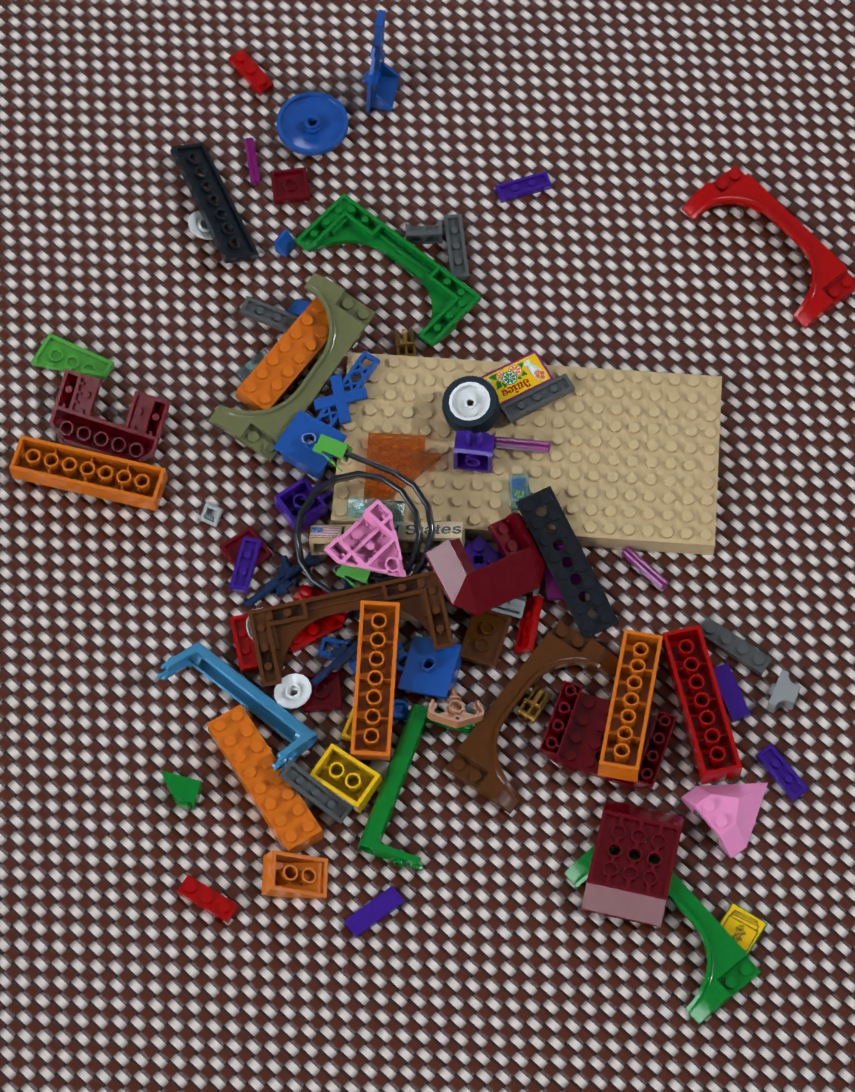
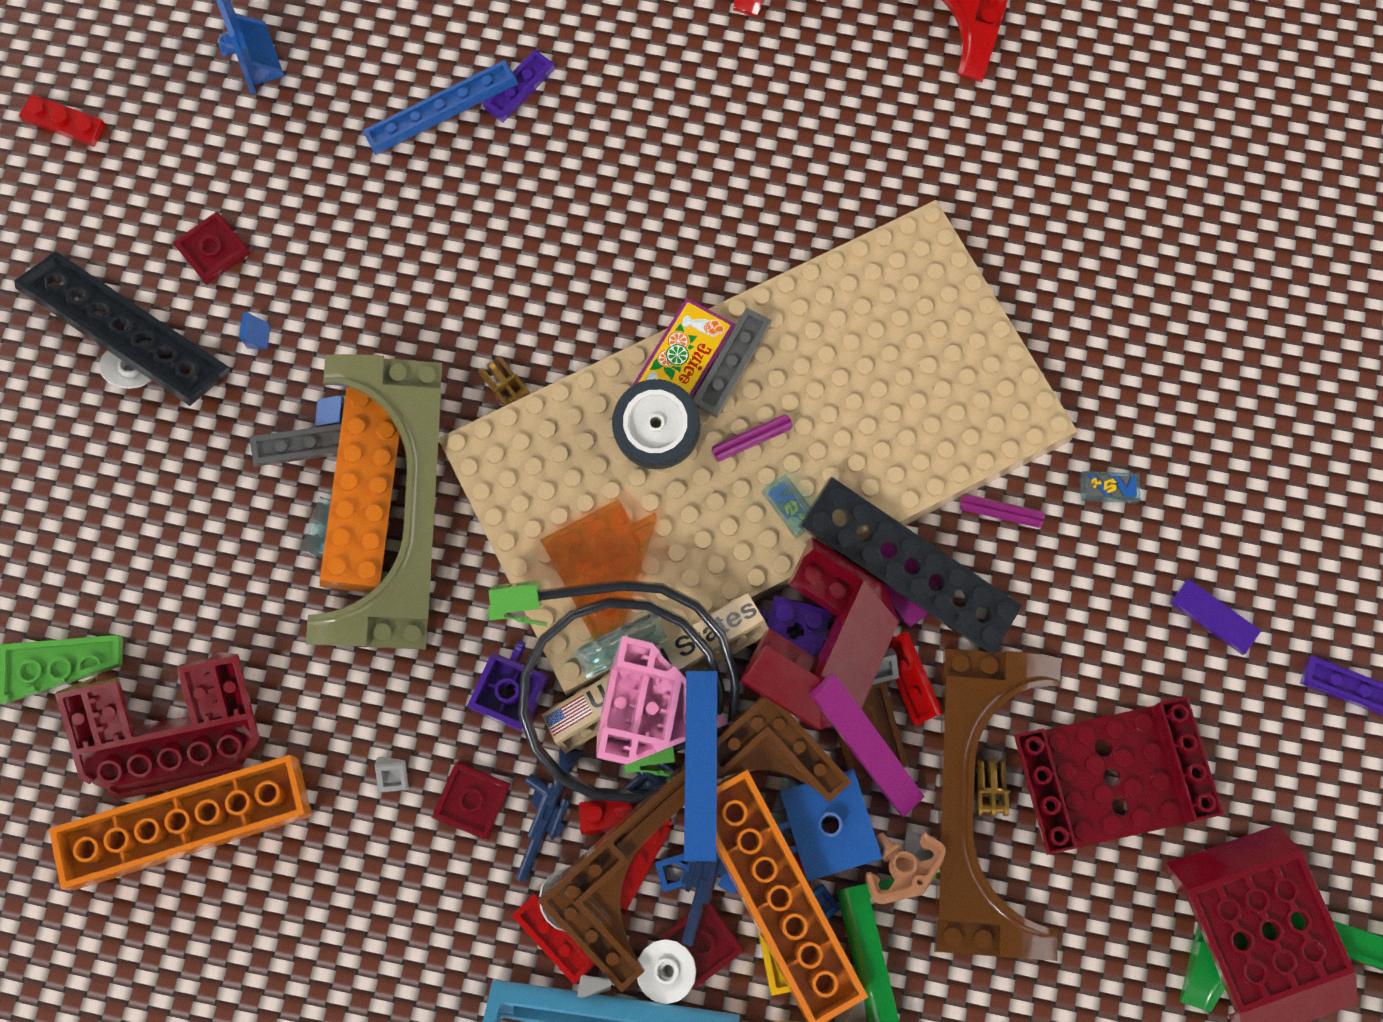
camera: 35 degrees left, 10 degrees up
(245, 565) = (485, 824): dark purple tile -> none
(250, 674) = (592, 985): none -> light grey slope
(252, 161) = (139, 241): magenta axle -> none
(304, 426) = (447, 579): blue piece -> none
(312, 123) = (189, 146): blue dish -> none
(352, 224) = (327, 255): green piece -> none
(376, 585) = (700, 767): none -> blue tile
(424, 234) = (431, 217): dark grey hinge -> none
(456, 246) = (485, 213): dark grey plate -> none
(469, 175) = (440, 107): none -> blue tile
(474, 451) = (702, 486): dark purple hinge -> none
(475, 633) = (866, 744): none -> magenta tile
(630, 705) = (1125, 721): orange brick -> none
(701, 704) = (1202, 659): red brick -> none
(718, 591) = (1110, 487): none -> tile
(728, 811) = (1320, 781): bright pink wedge -> none
(735, 646) = (1178, 550): dark grey plate -> none
(783, 693) = (1281, 578): light grey brick -> none

